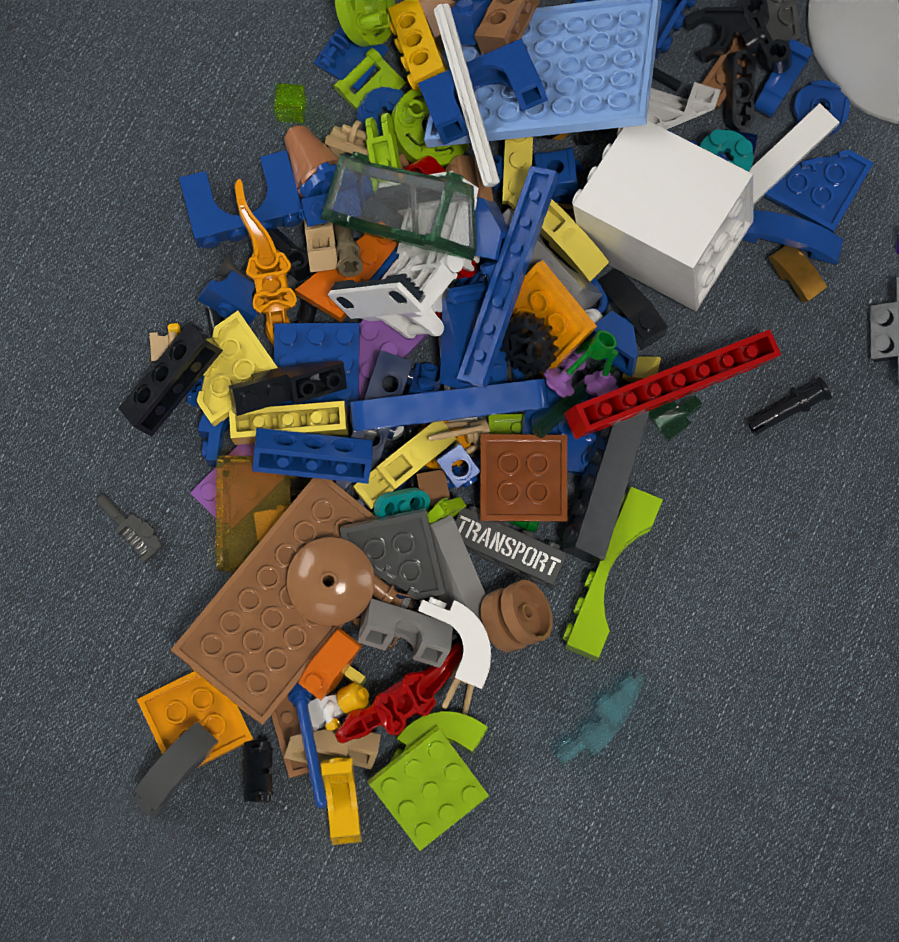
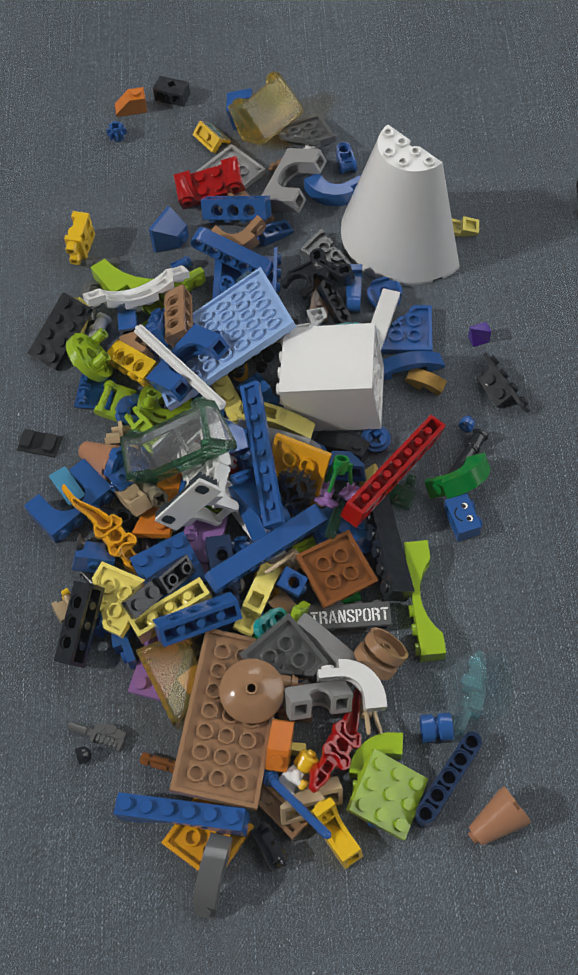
camera: 25 degrees left, 15 degrees down
(98, 544) = (83, 754): none -> black hinge
(176, 681) = (200, 815): none -> blue arch
(181, 600) = (157, 762): none -> dark orange axle
(243, 92) = (39, 443): none -> black piece
(249, 169) = (62, 477): none -> dark azure slope
(290, 103) = (71, 433): clear neon green brick -> none
(522, 798) = (446, 789): none -> dark blue beam
(533, 741) = (436, 727): none -> blue wheel
(542, 888) = (498, 819): none -> nougat cone
(675, 331) = (383, 435): none -> blue gear
(729, 491) = (462, 517): none -> blue brick
(758, 443) = (461, 481): none -> green arch
(816, 363) = (470, 424): none -> blue hinge

